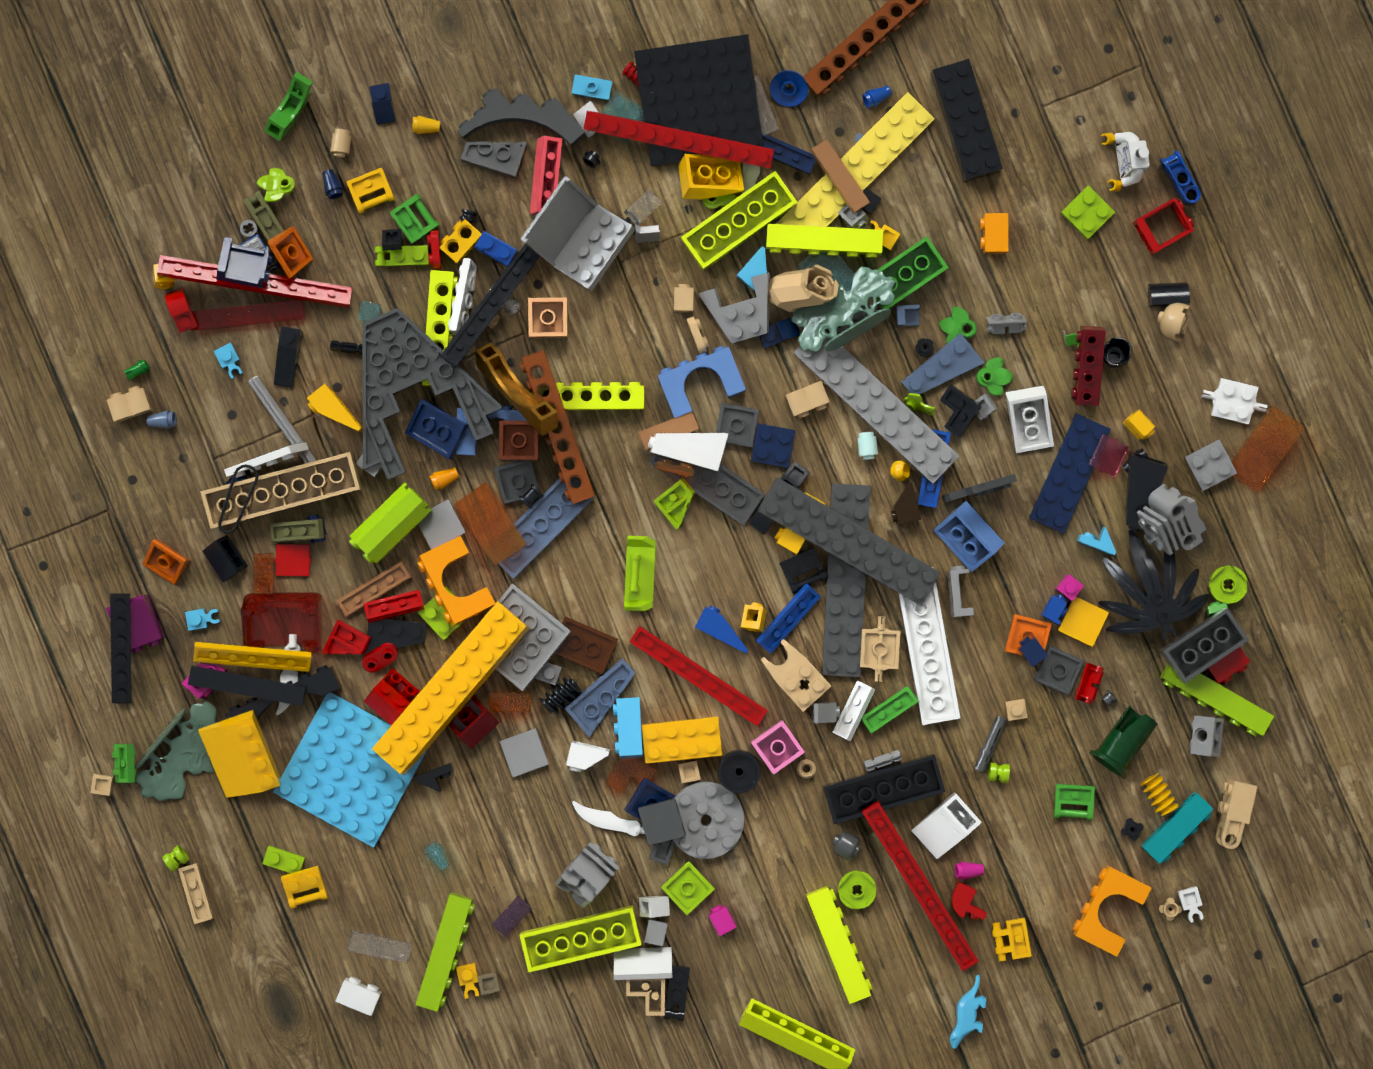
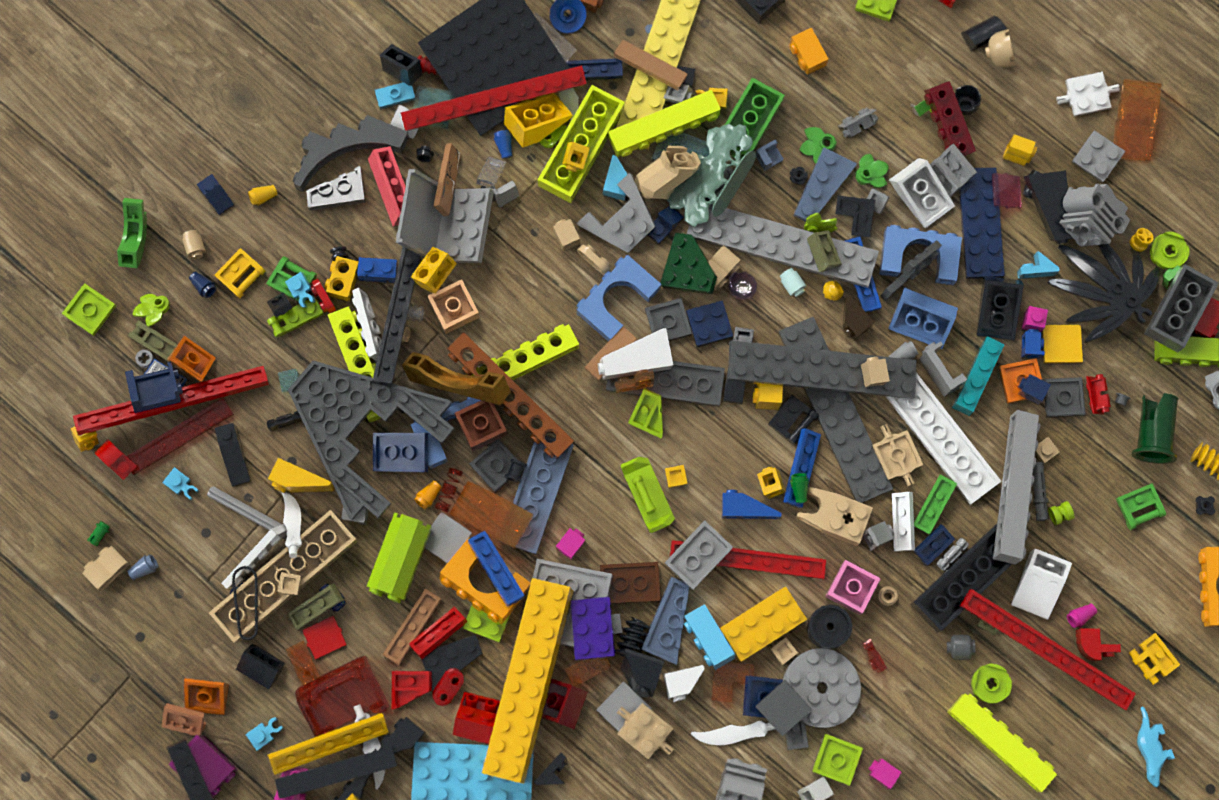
camera: 25 degrees left, 10 degrees down
(136, 574) = (183, 720): none -> nougat bracket
(219, 158) = (89, 309): none -> lime plate
(282, 501) = (289, 583): none -> tan plate
(310, 447) = (292, 522): none -> white sword
(417, 231) = (299, 287): none -> medium azure plate
(464, 482) = (448, 488): none -> clear red piece
(470, 576) = (496, 568): none -> blue plate
(529, 670) = (592, 628): none -> dark purple plate
(532, 780) = (645, 730): none -> tan plate
(545, 277) = (433, 270): none -> yellow brick
(549, 584) = (571, 543): none -> dark pink brick
(554, 730) = (641, 672): none -> black slope
(599, 196) = (447, 179): none -> medium nougat tile
(609, 64) = (401, 65): none -> black brick
(655, 651) = (698, 555): none -> light grey plate
(668, 184) = (504, 143): none -> blue cone
(672, 570) = (676, 476): none -> yellow plate
(731, 234) = (580, 152): none -> yellow brick
(765, 819) = (875, 661): none -> clear red plate
(777, 633) = (800, 486): none -> green cone
(778, 384) = (688, 267): none -> dark green plate
(819, 426) = (742, 285): none -> hair
(870, 744) = (934, 544): none -> dark blue plate
(894, 567) = (875, 372): none -> tan brick
(909, 432) = (823, 251): none -> olive slope
(935, 559) = (905, 351): none -> light grey cone
(968, 731) = (1016, 487): none -> light grey brick
(982, 453) = (898, 239): none -> medium blue arch
(990, 613) = (978, 376): none -> teal brick
(1043, 560) = (999, 307): none -> black slope
(1066, 412) = (952, 169): none -> light grey slope
(1212, 562) = (1141, 239): none -> yellow wheel

